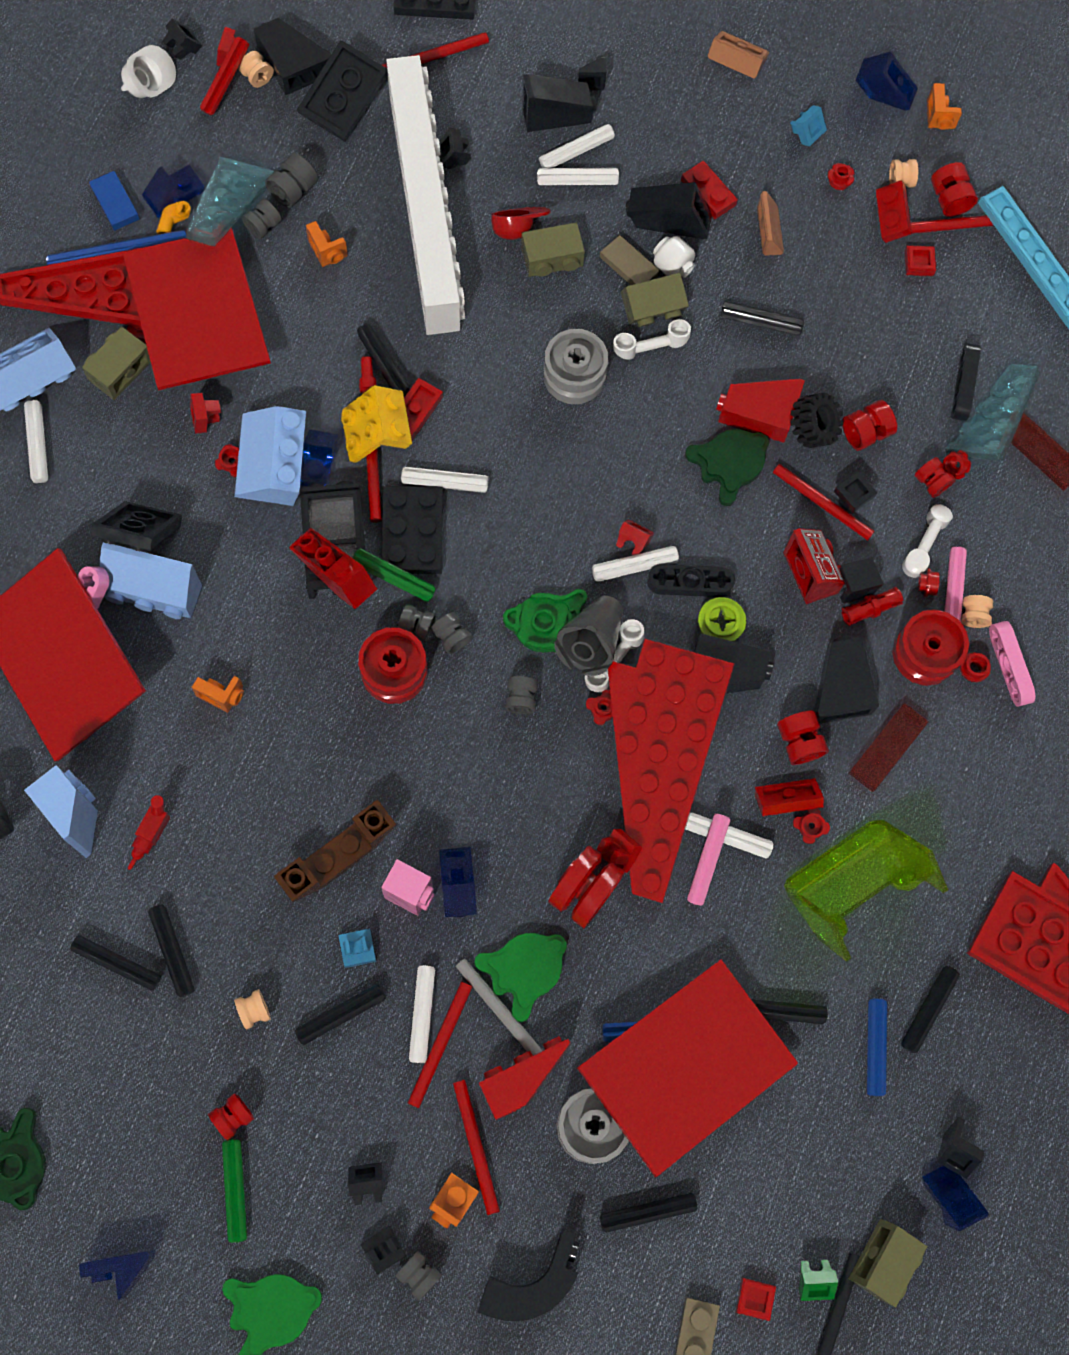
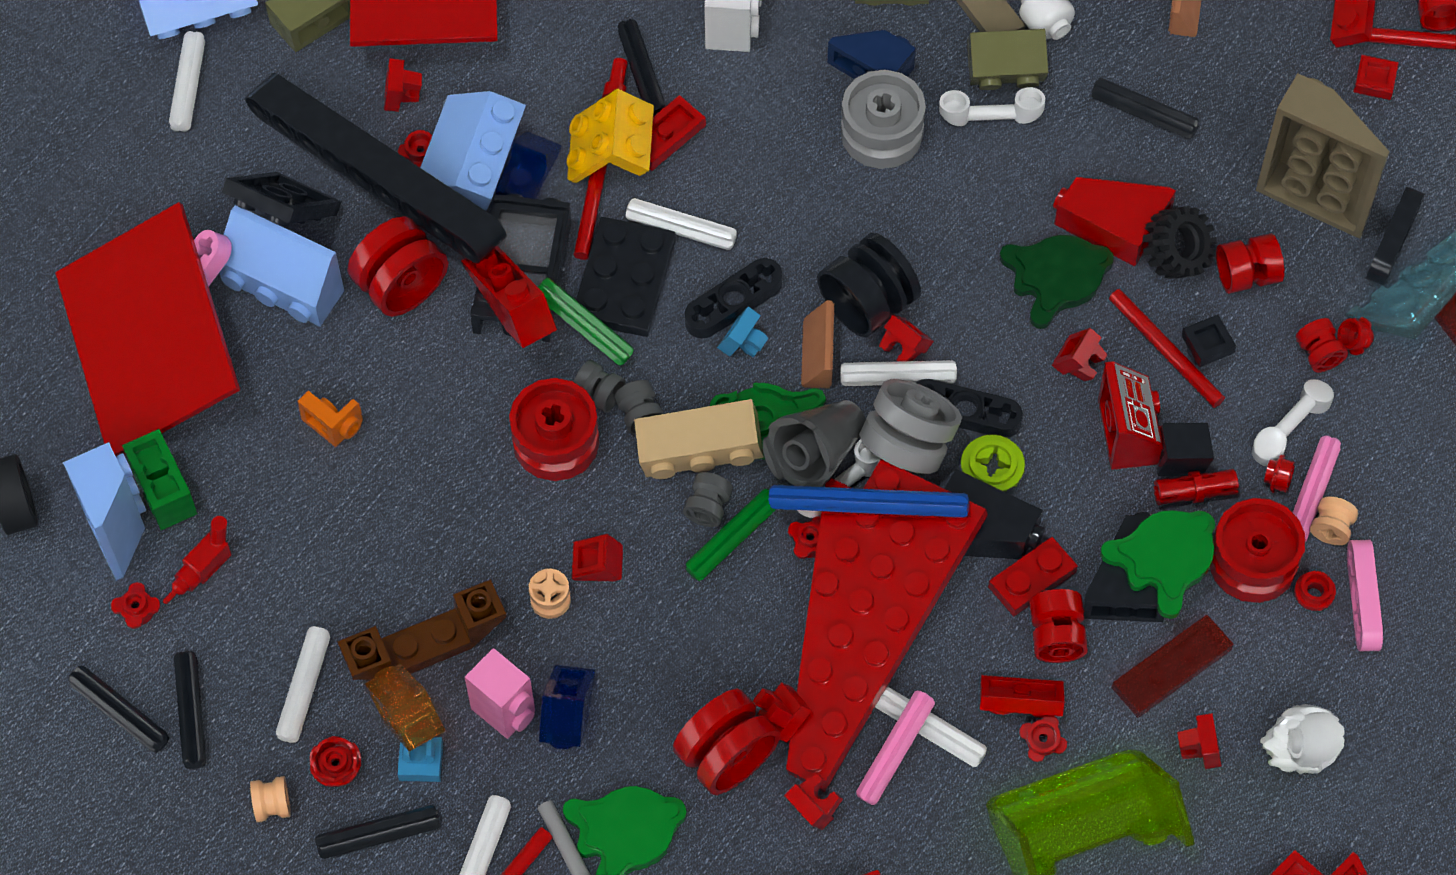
camera: 20 degrees right, 10 degrees down
(100, 773) = (160, 479): none -> green brick
(116, 876) = (135, 616): none -> red plate
(204, 486) = (376, 168): none -> black beam
(240, 561) = (397, 266): none -> red wheel
(253, 910) = (303, 684): none -> white axle
(288, 958) = (330, 750): none -> red plate
(338, 916) = (404, 706): none -> clear orange brick
(421, 789) = (549, 583): none -> light nougat wheel
(449, 759) = (597, 559): none -> red slope
(497, 518) = (740, 282): none -> black beam
(503, 650) = (698, 439): none -> tan brick
(514, 559) = (744, 335): none -> dark azure tile
(545, 717) = (730, 536): none -> green axle
(553, 317) = (871, 52): none -> dark blue slope
(572, 555) = (818, 347): none -> nougat slope
(600, 501) = (869, 284): none -> black wheel
(646, 676) = (869, 501): none -> blue axle
(657, 919) = (811, 807): none -> red tile
(659, 608) = (910, 426): none -> light grey wheel
(762, 521) = (1077, 351): none -> red tile
(772, 700) = (1033, 573): none -> red plate
(870, 667) = (1165, 552): none -> green tile
(912, 335) = (1322, 158): none -> dark tan slope
(927, 802) = (1201, 742): none -> red tile
(999, 785) = (1304, 739): none -> white hair

